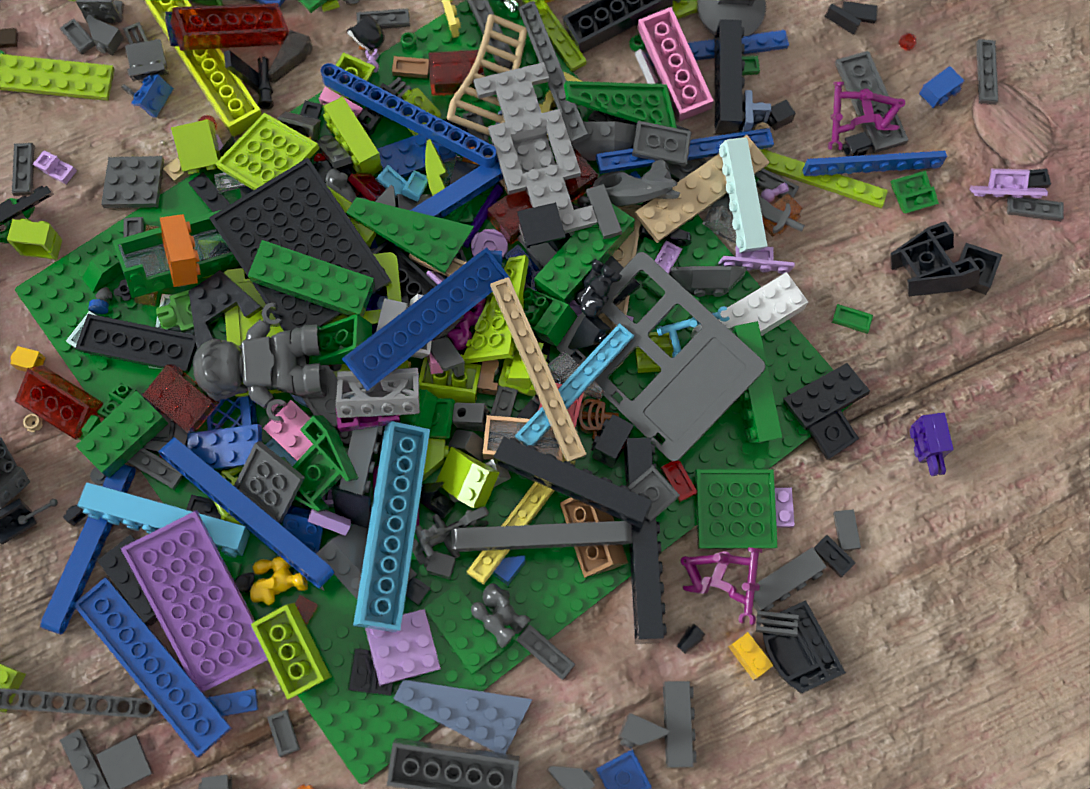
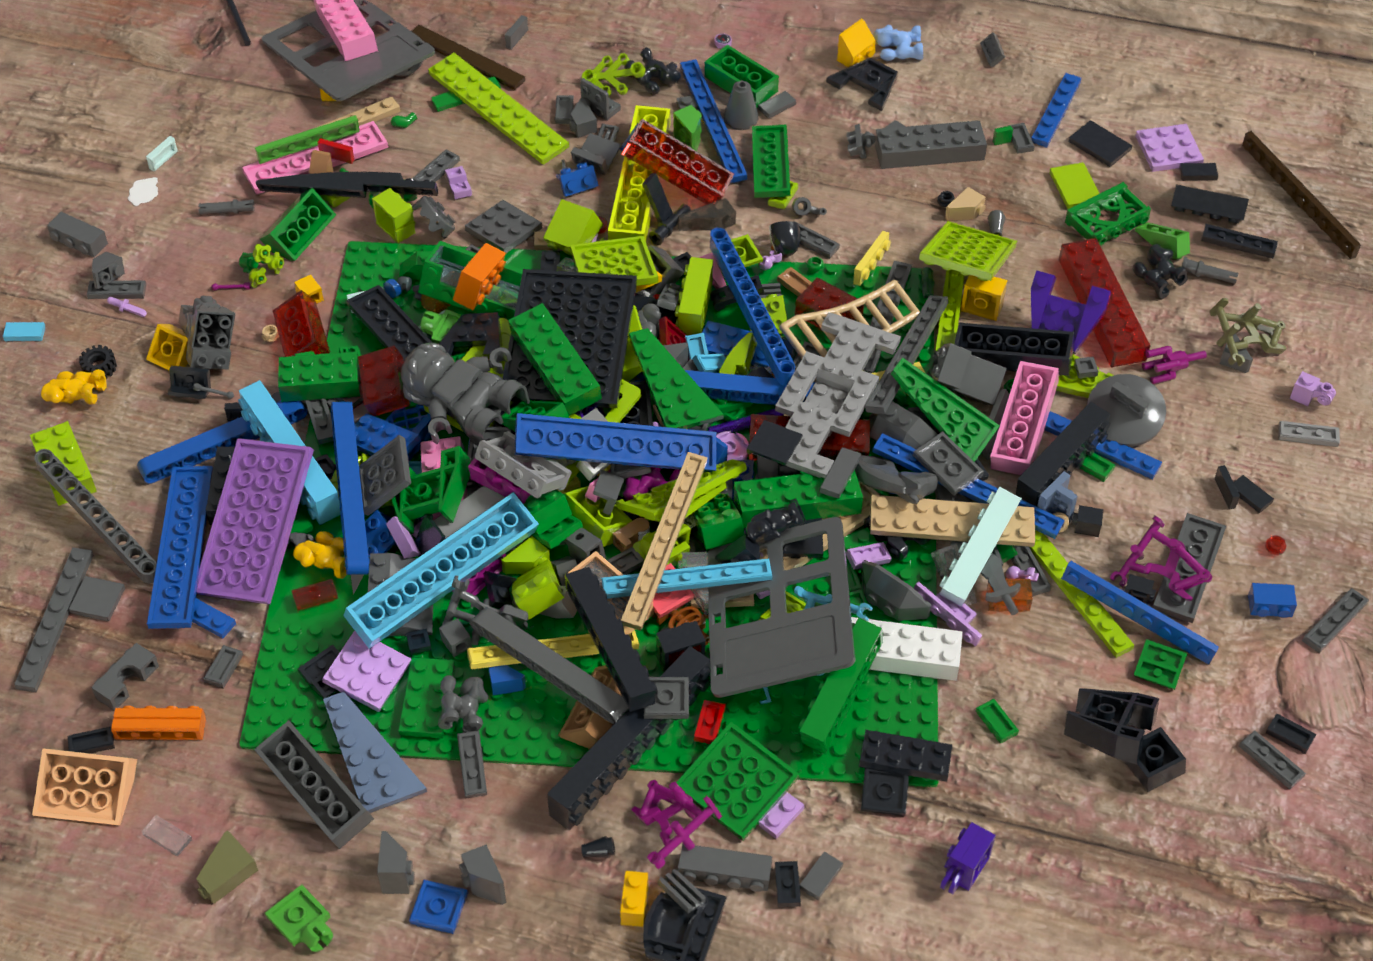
camera: 45 degrees right, 20 degrees down
(72, 214) = (435, 212): none -> dark grey plate
(290, 650) = (284, 604): lime brick -> none
(605, 59) = (966, 373): none -> dark grey brick
(677, 720) = (521, 901): dark grey brick -> none
(1009, 182) = (1261, 715): lavender bracket -> none

